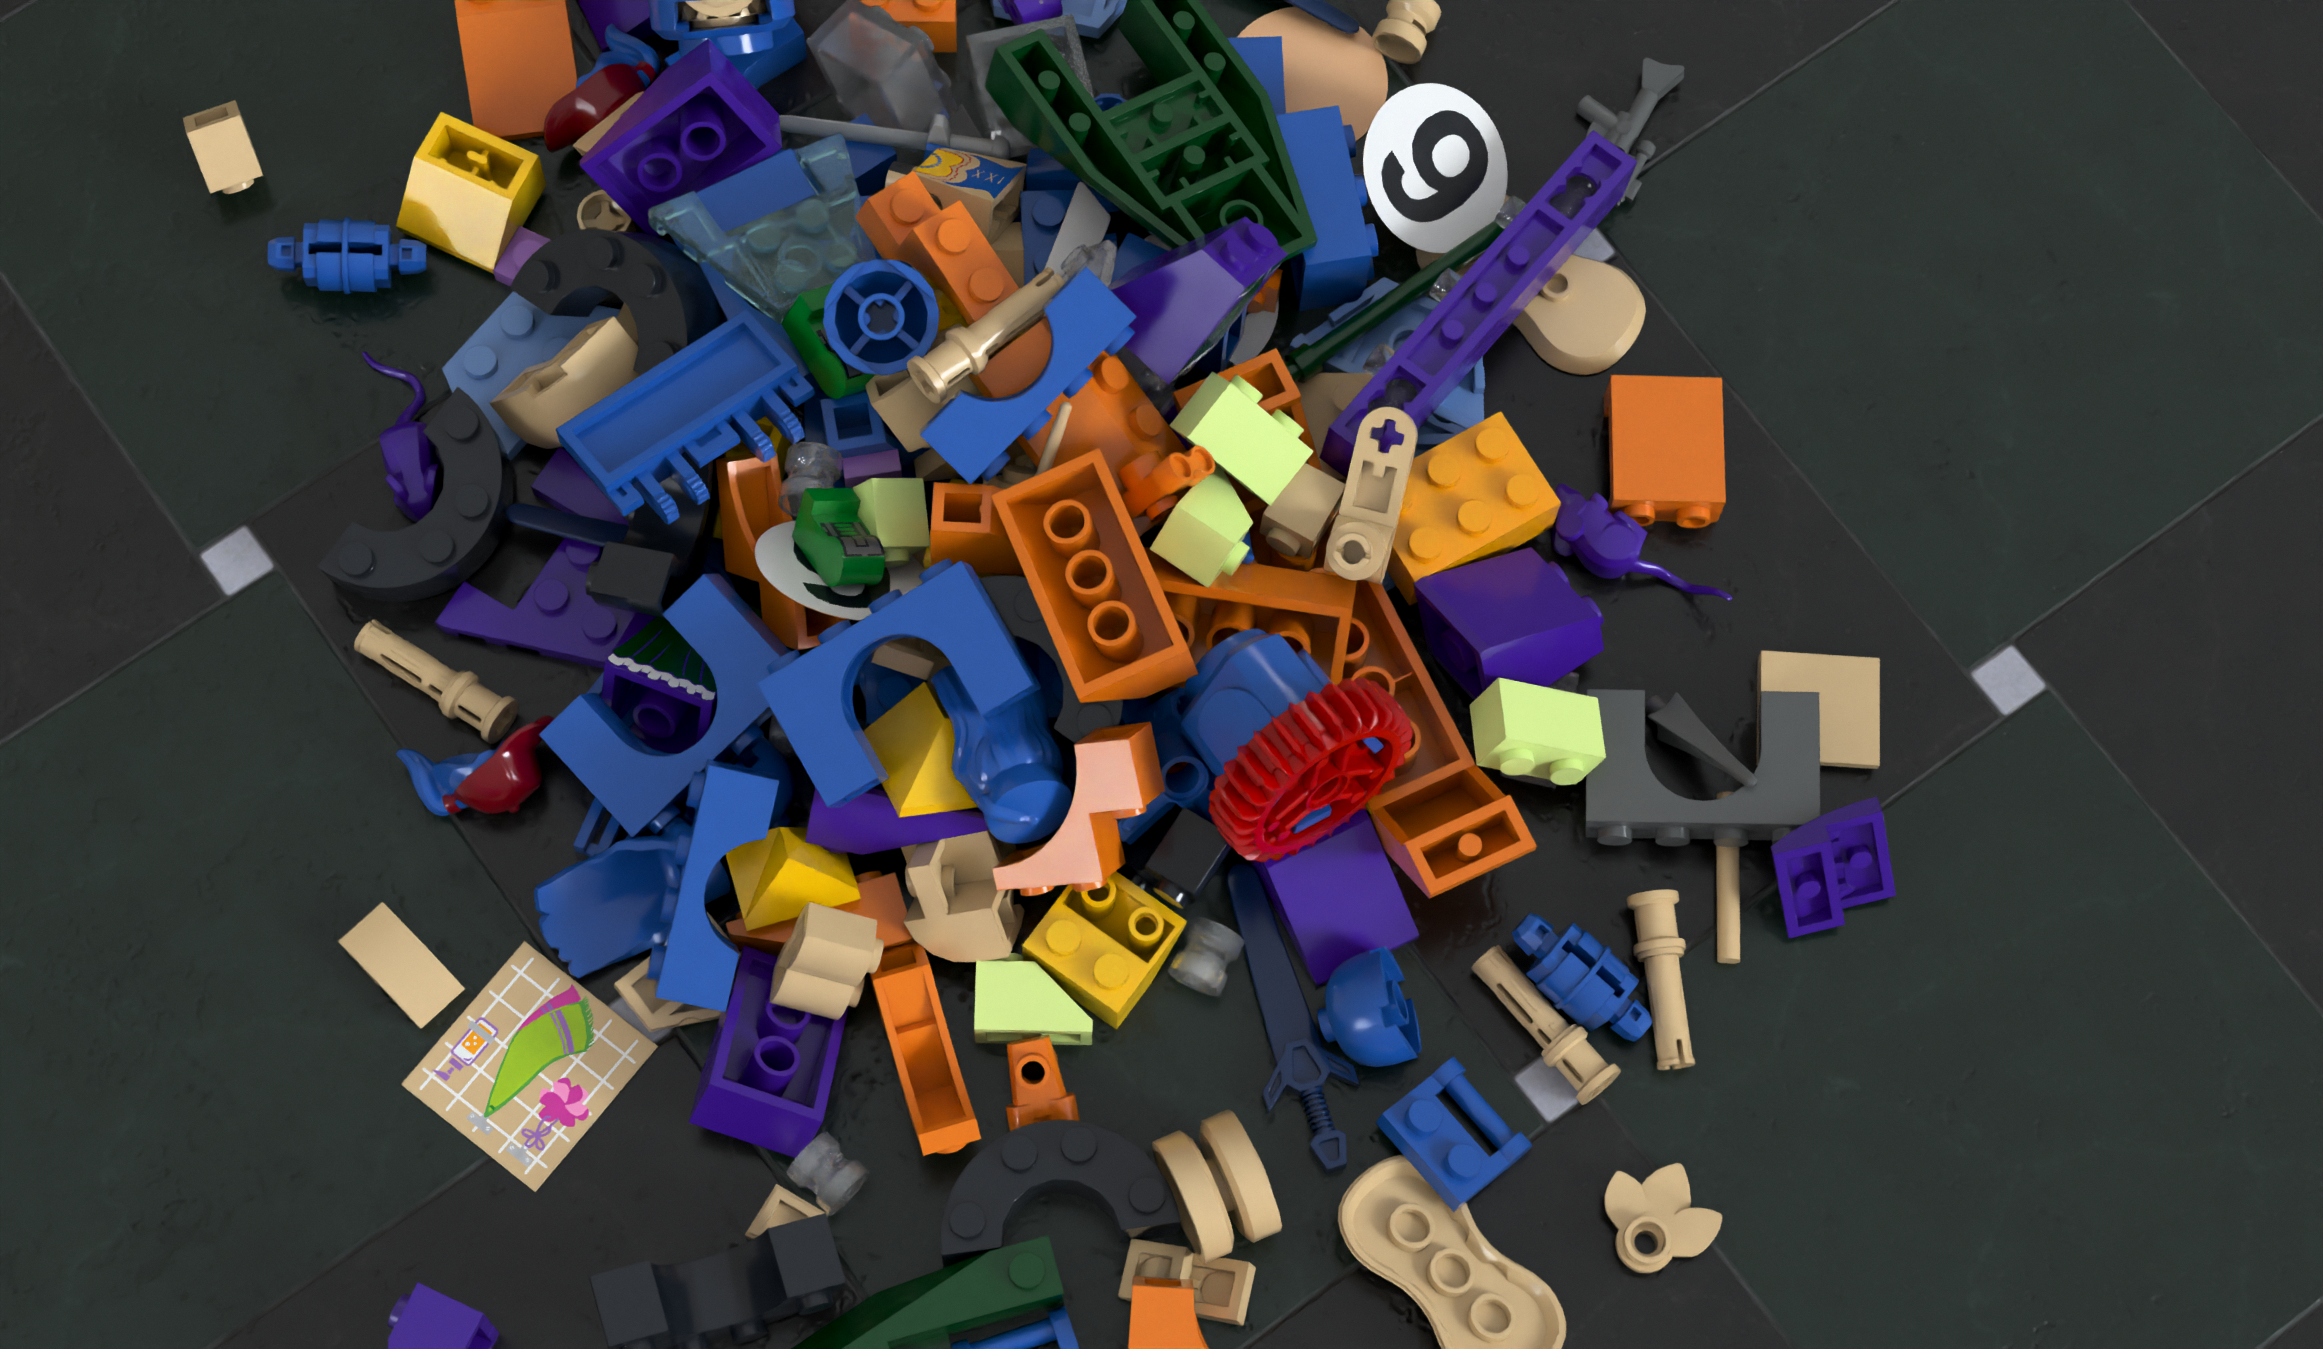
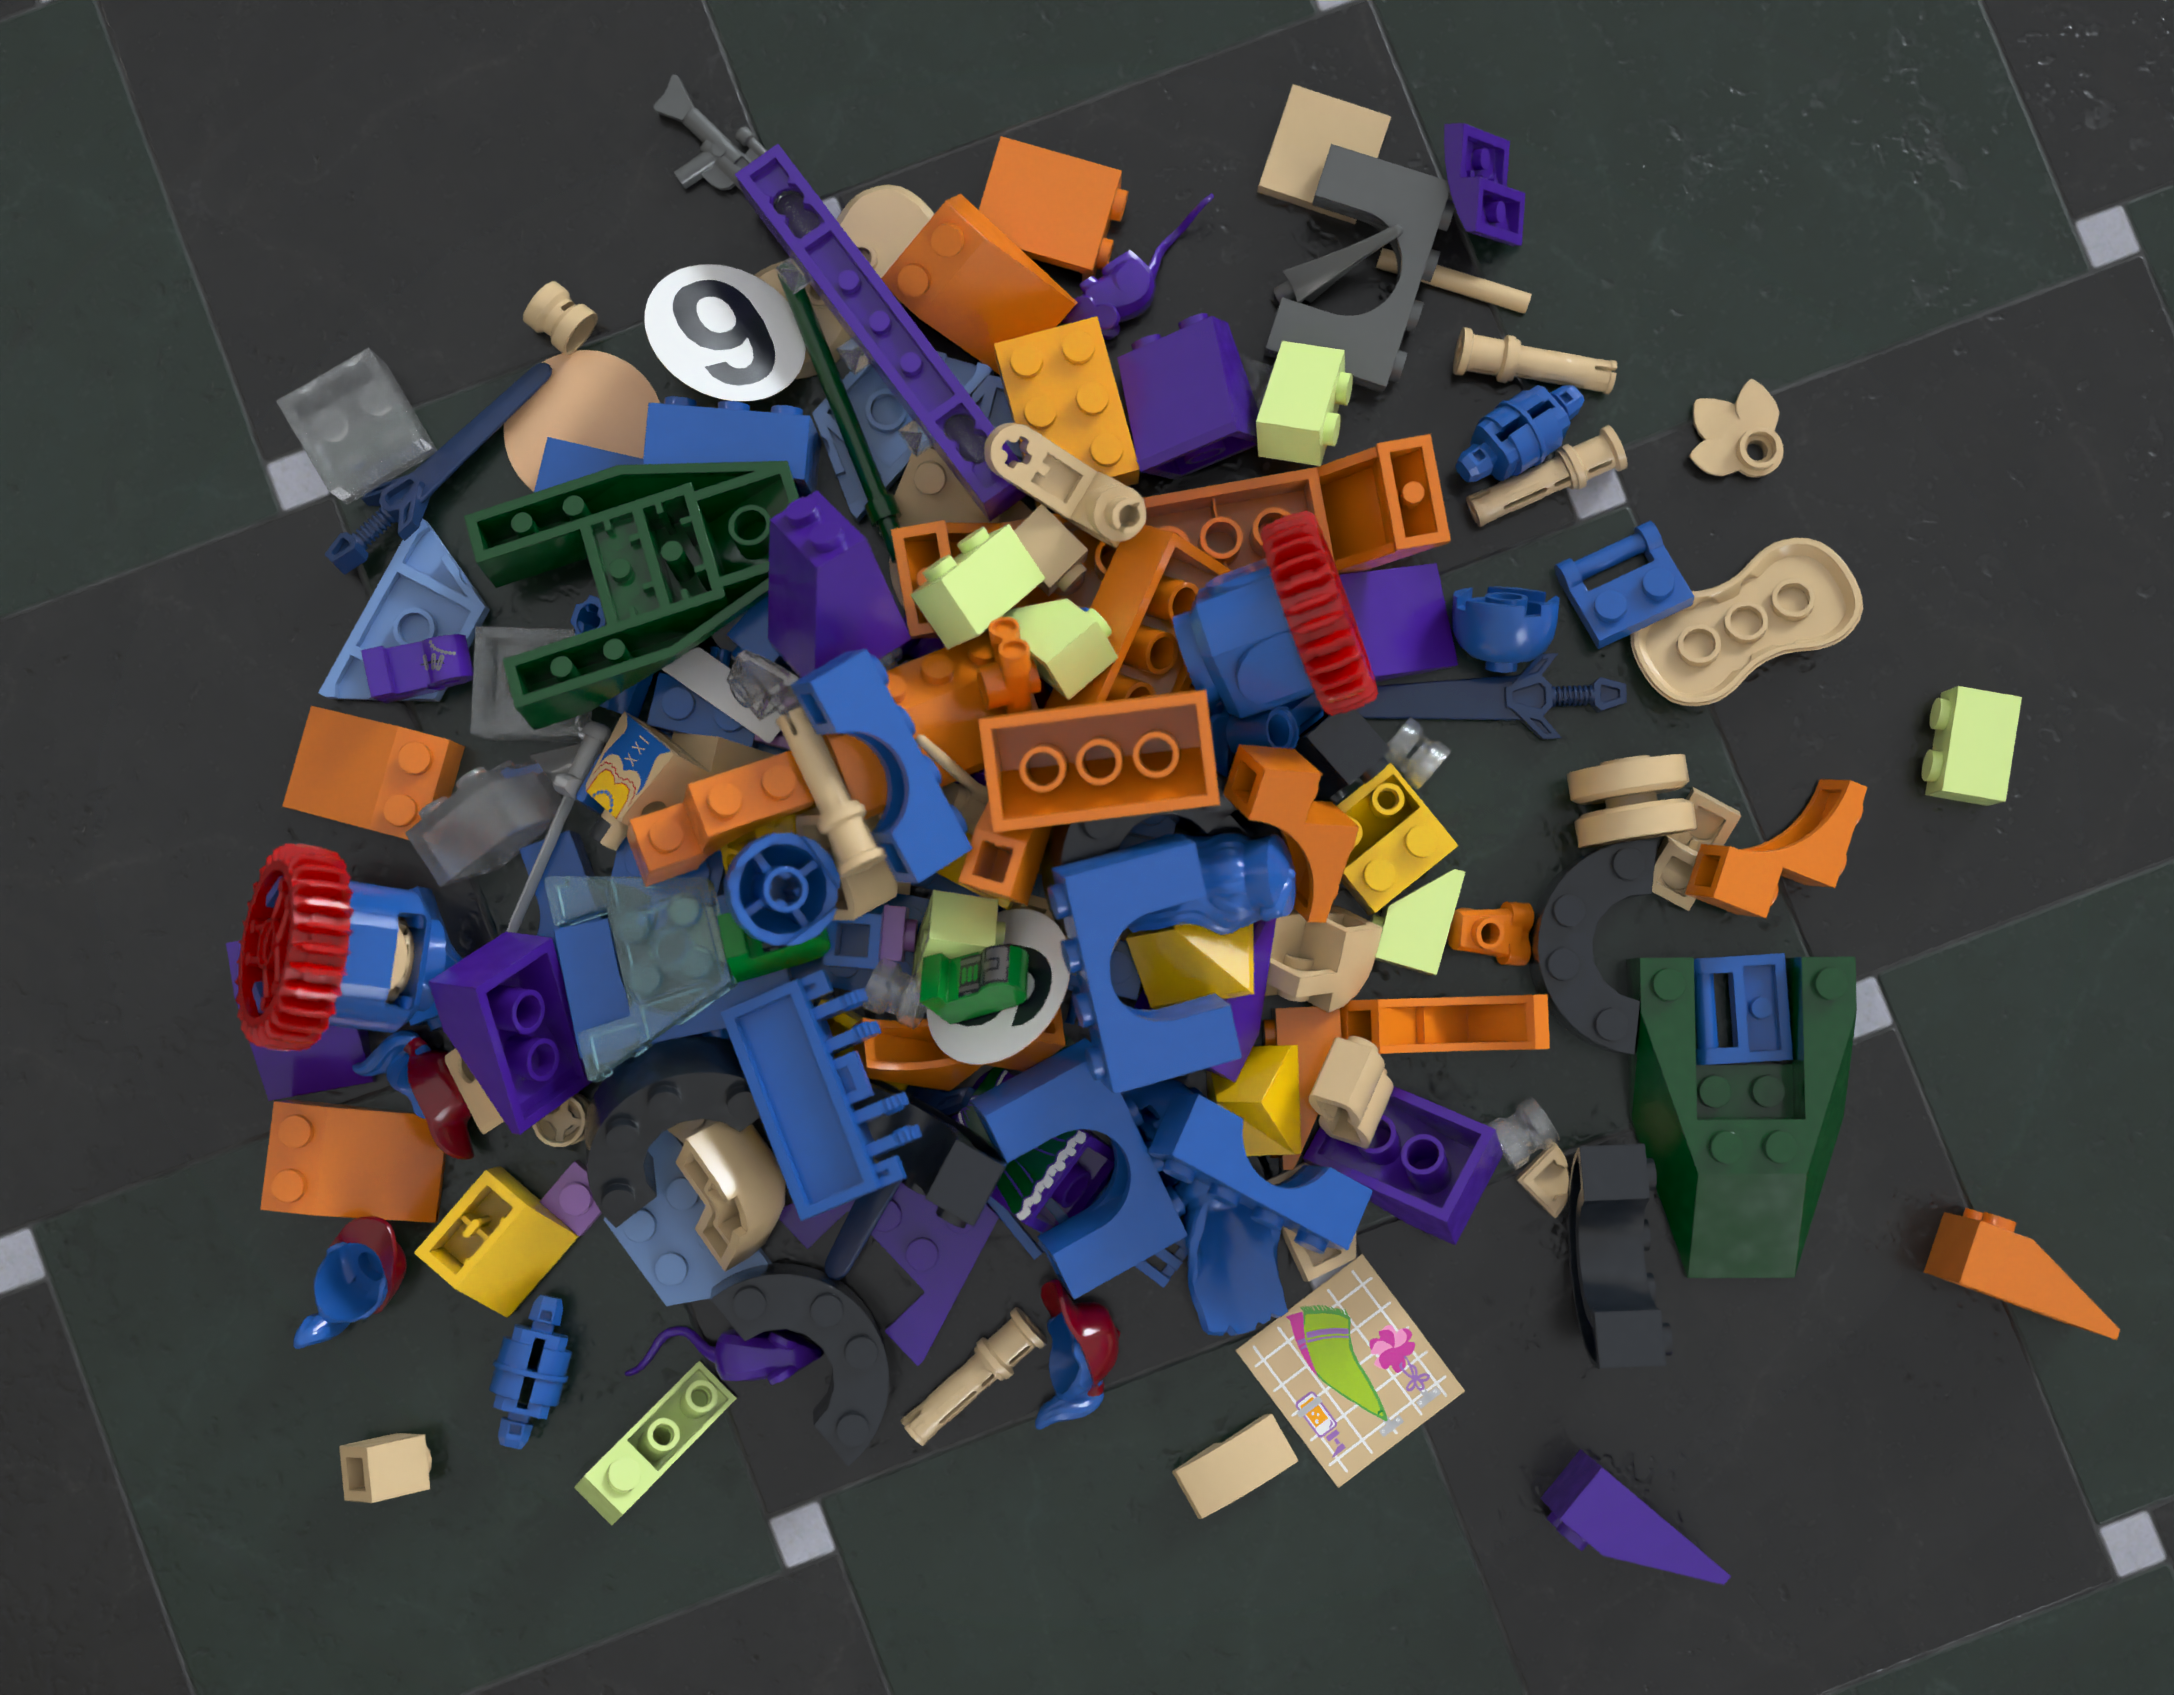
camera: 70 degrees left, 15 degrees up
(299, 390) = (655, 1443): none -> yellowish green slope
(401, 74) = (354, 1279): none -> blue hair
(1565, 384) = (974, 282): none -> orange slope

